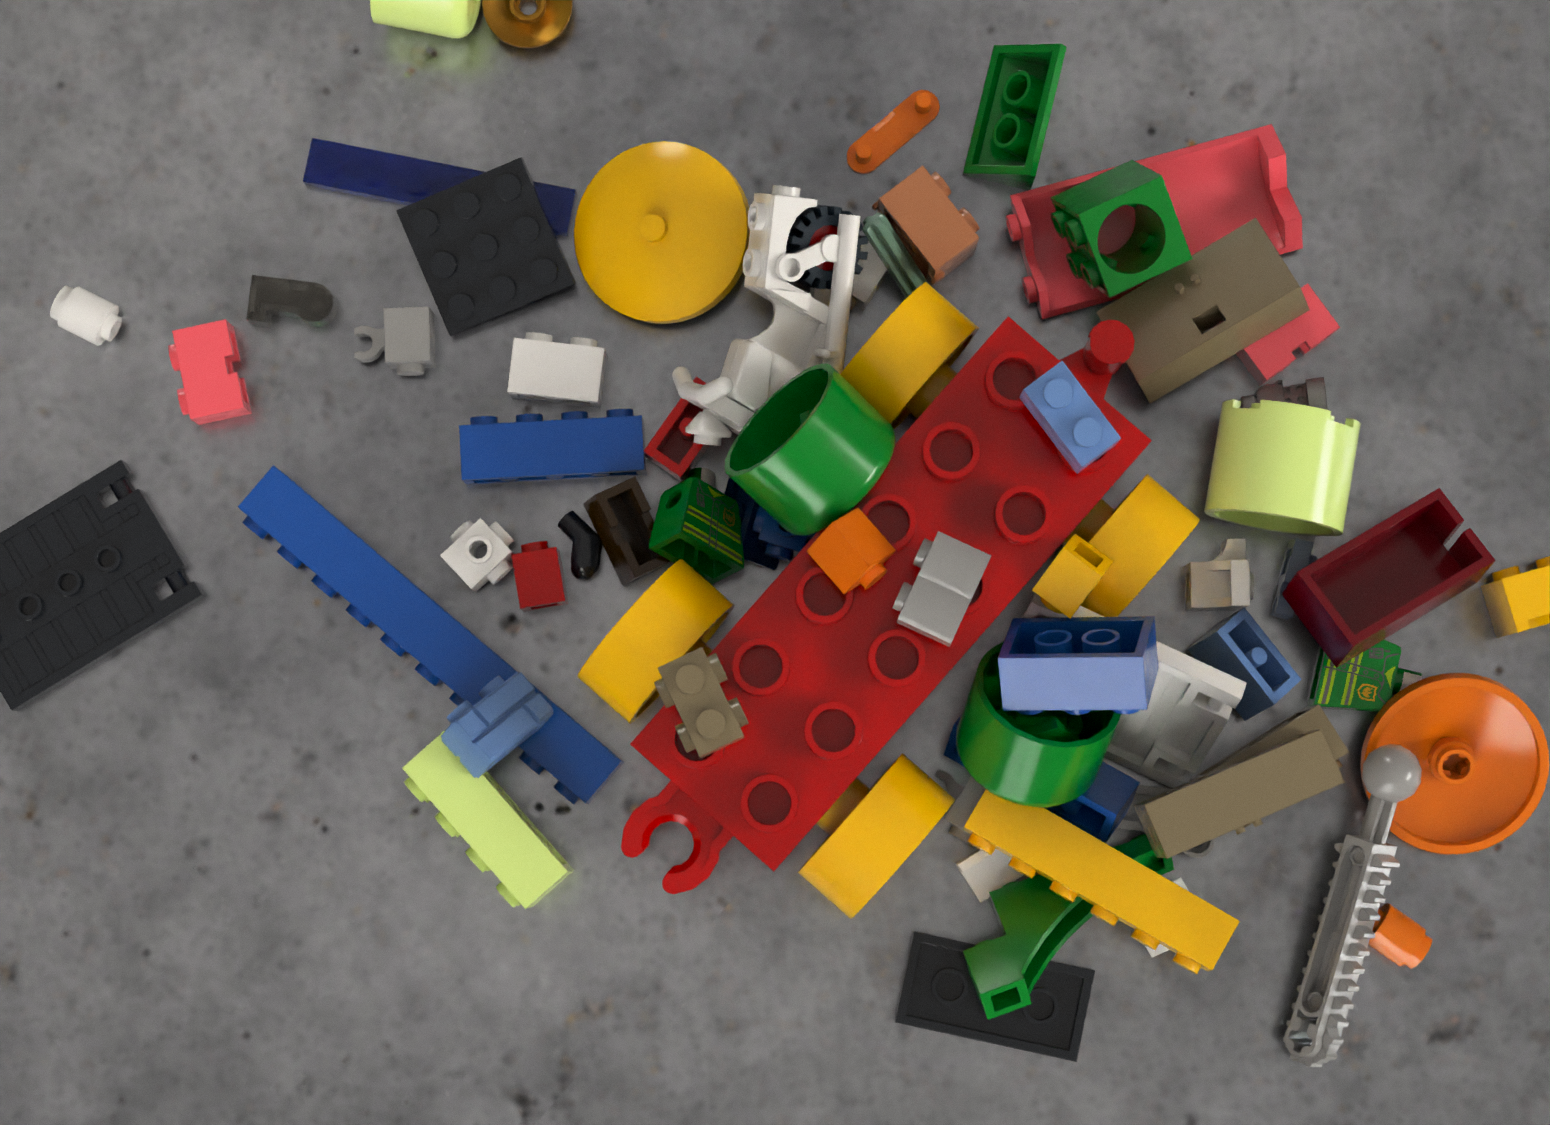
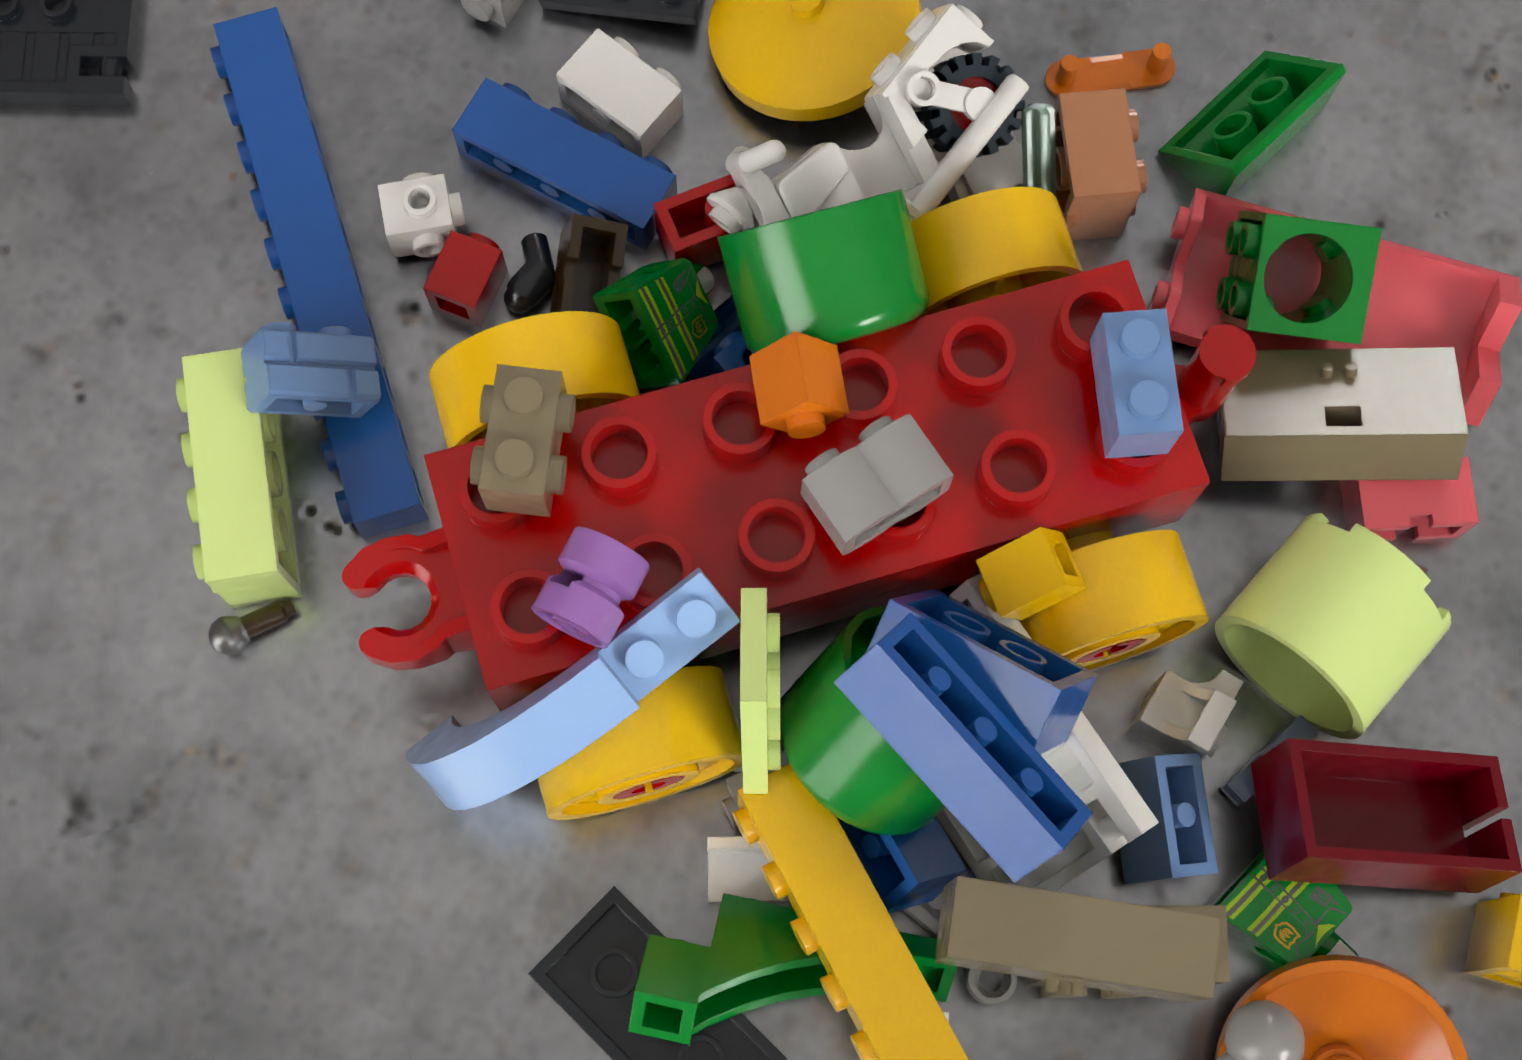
camera: 25 degrees right, 10 degrees down
(547, 924) = (232, 633): none -> piece
(807, 771) = (591, 586): none -> medium lavender wheel
(836, 853) = (575, 708): none -> light blue arch
(945, 761) = (759, 690): none -> yellowish green plate
(1102, 727) = (964, 749): none -> brick

